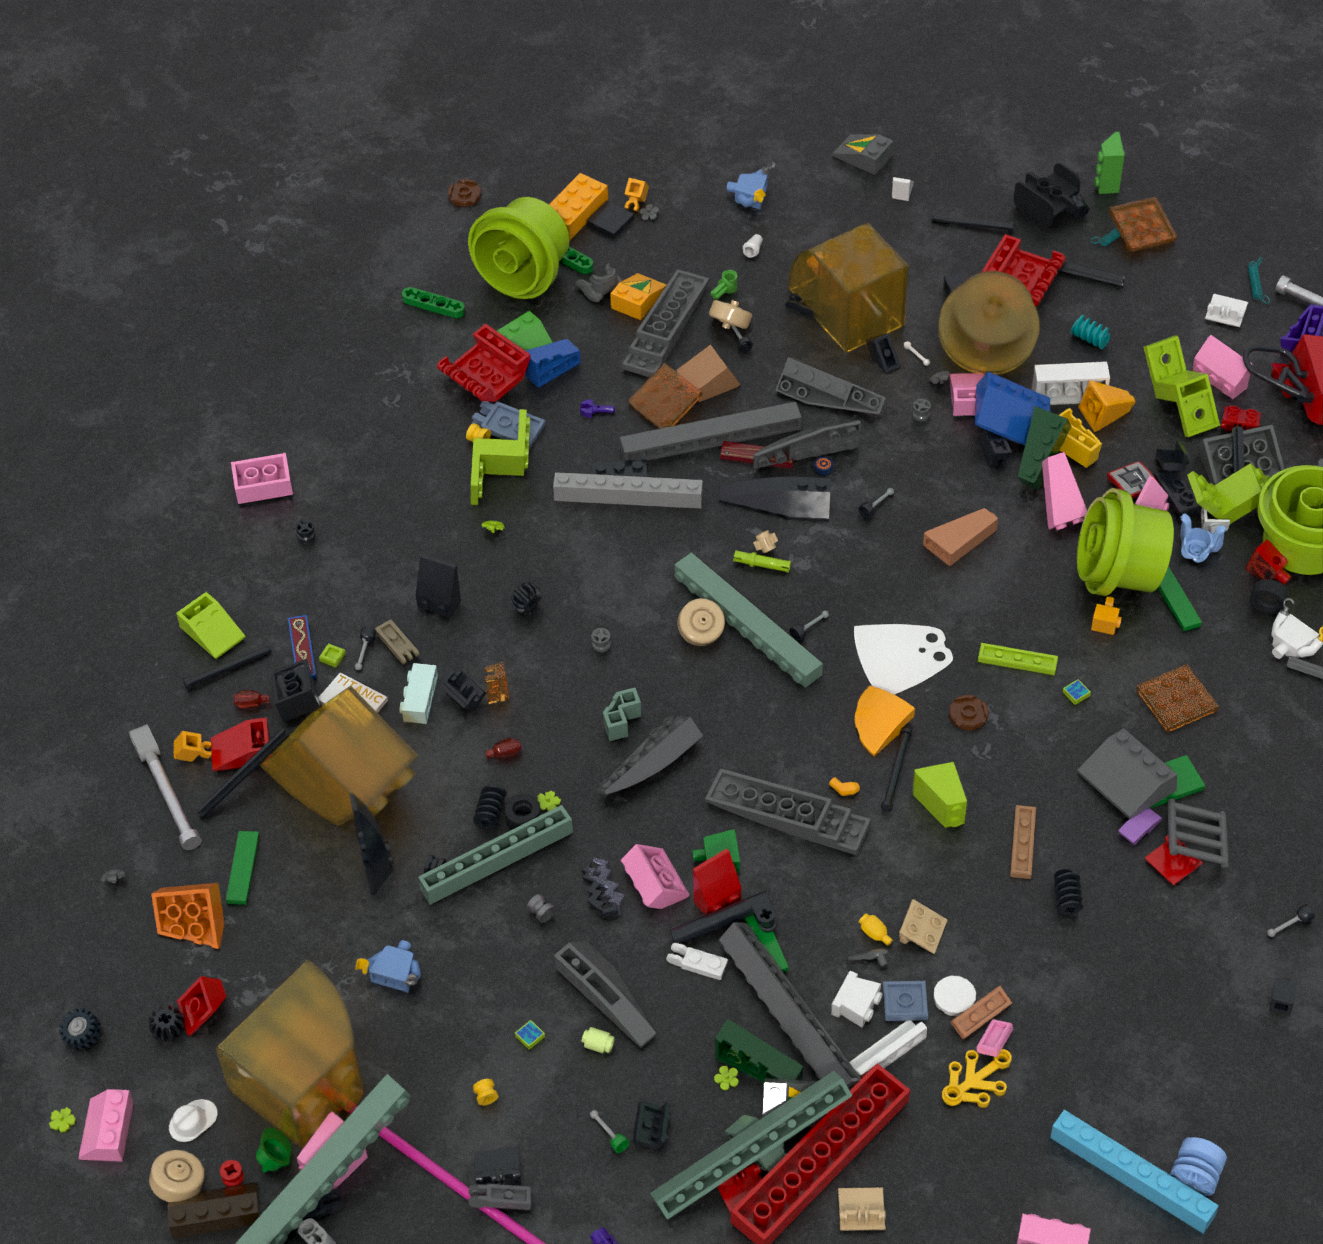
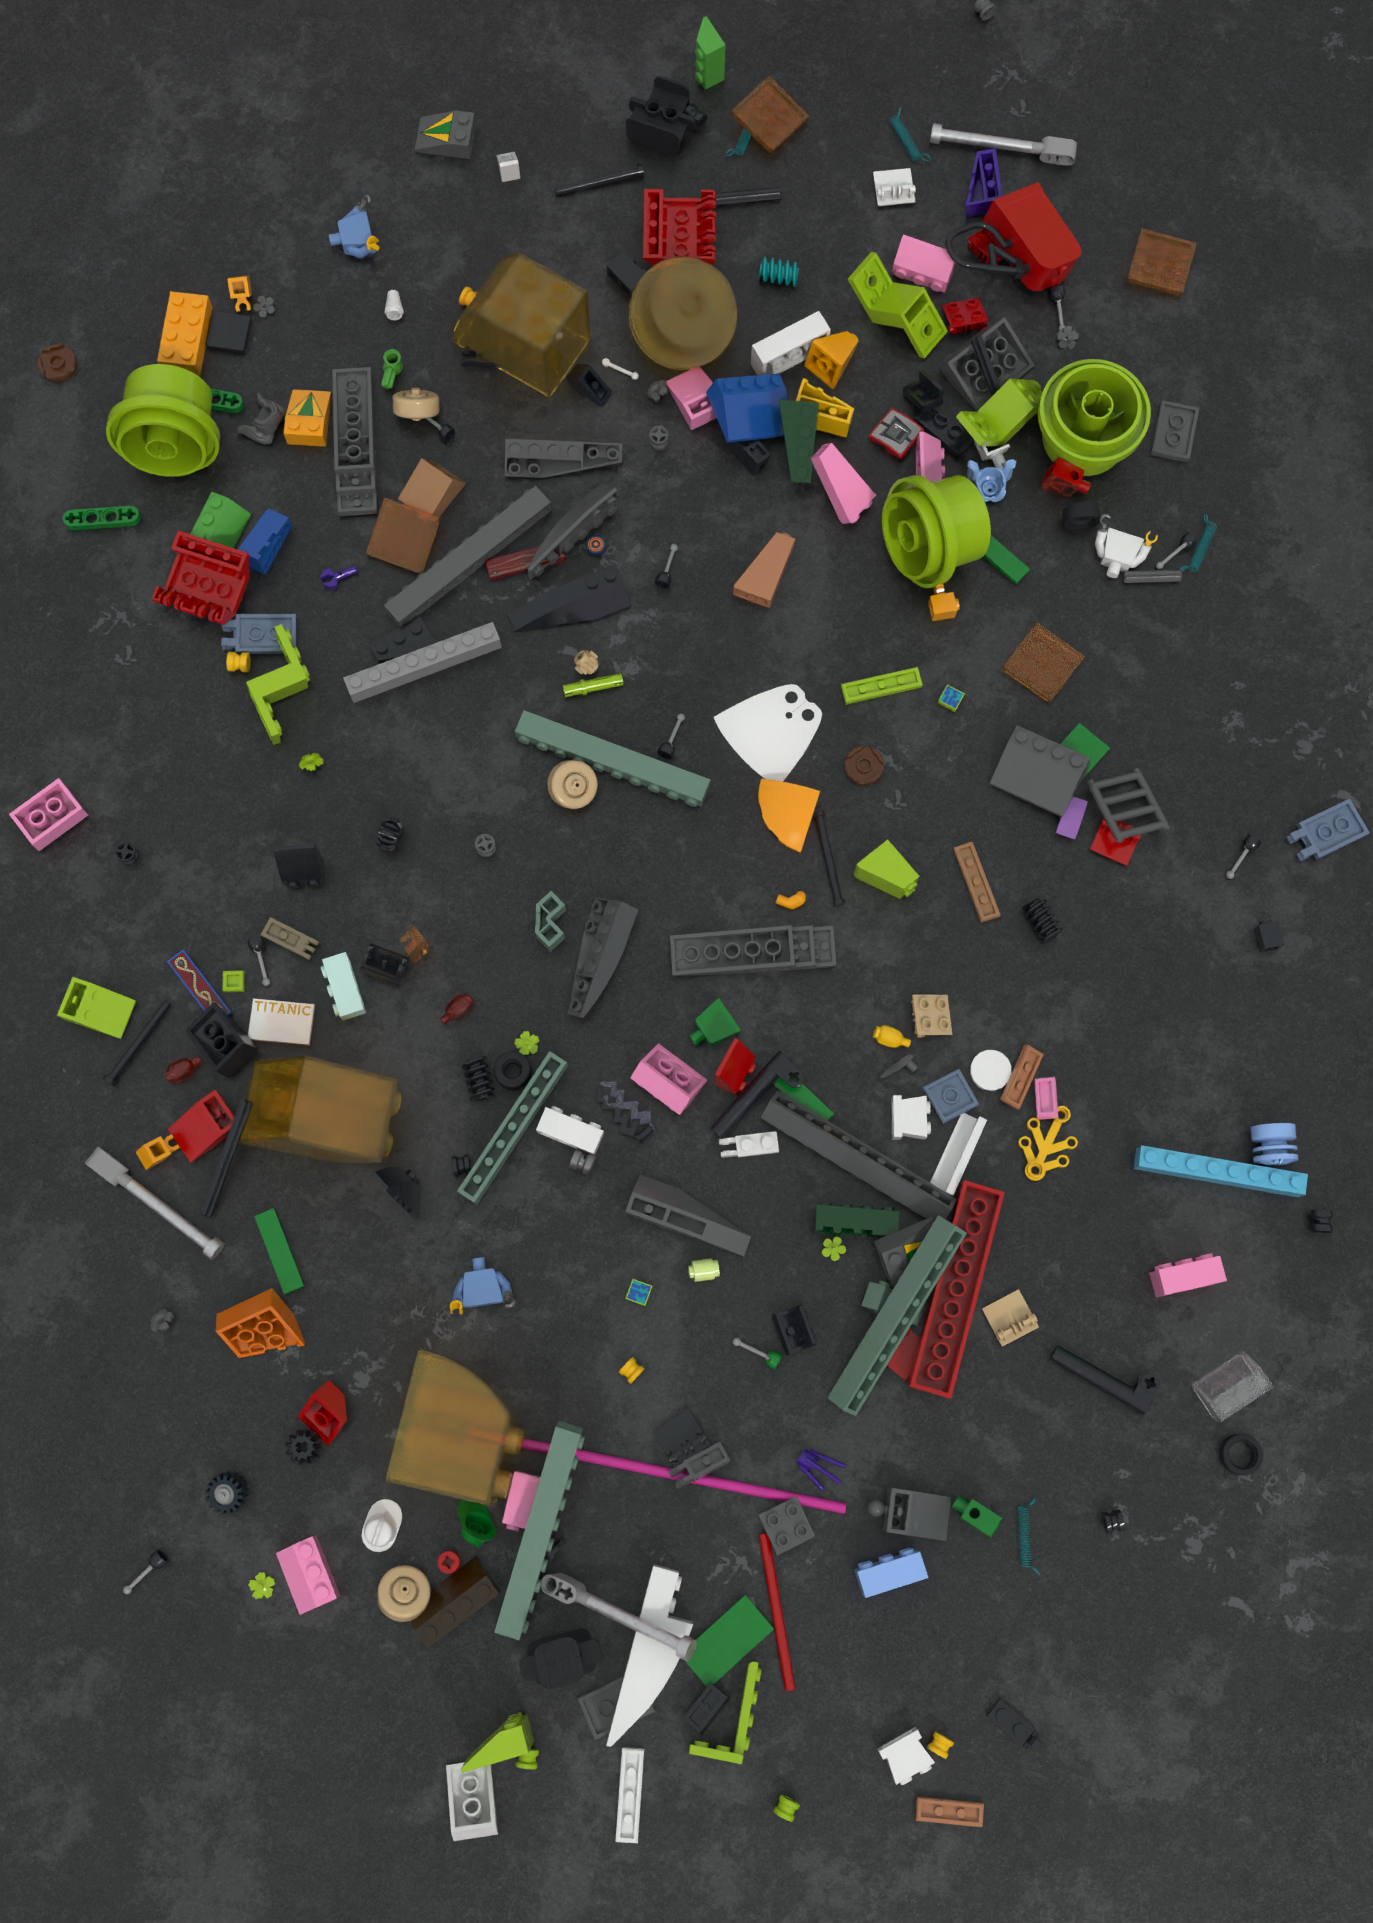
camera: 30 degrees left, 25 degrees up
(544, 879) = (570, 1130): none -> white brick

